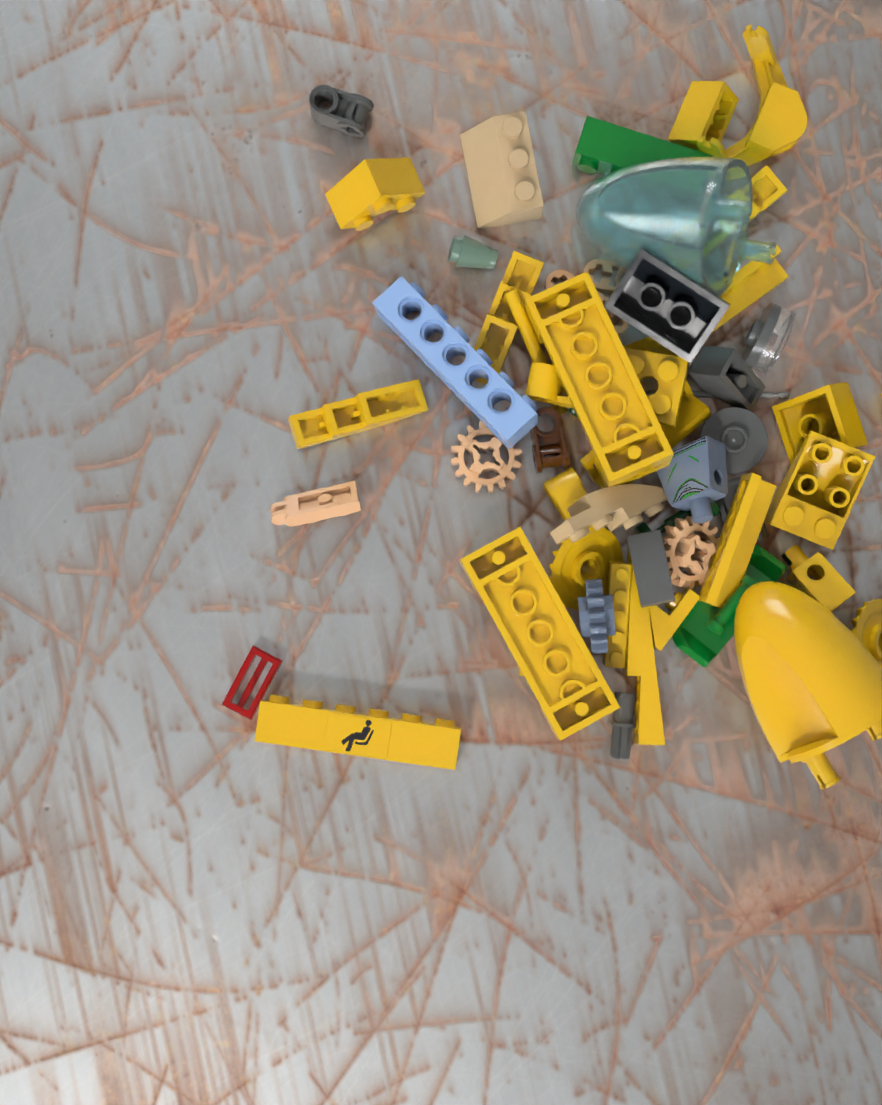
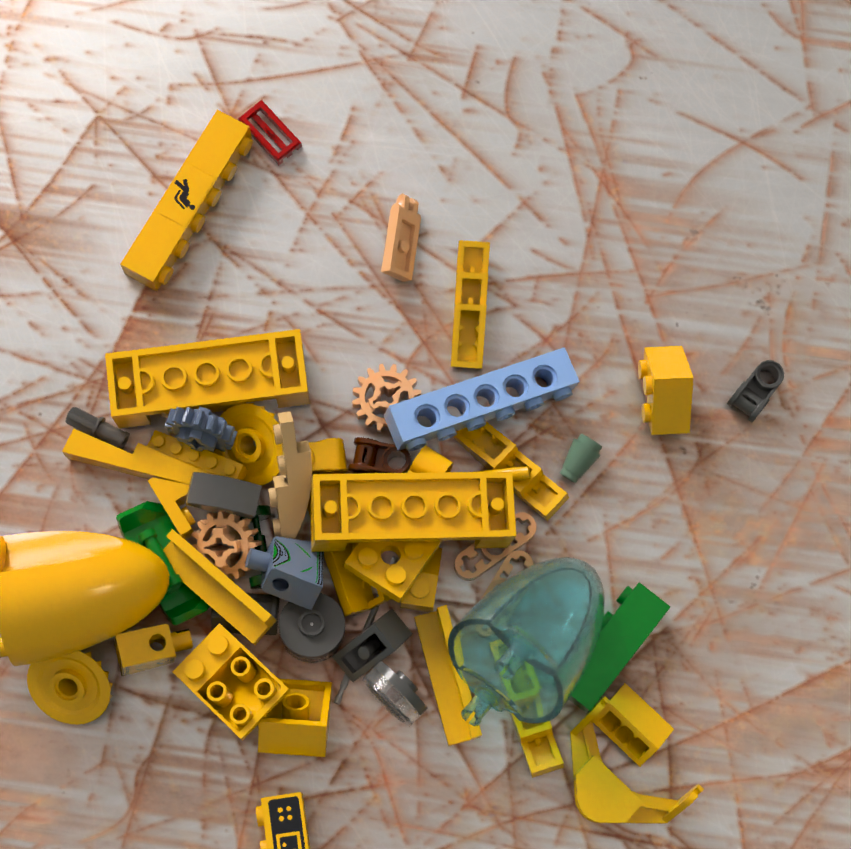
camera: 105 degrees right, 10 degrees down
(502, 171) = (647, 515): tan slope -> none
(666, 305) = (452, 588): black slope -> none

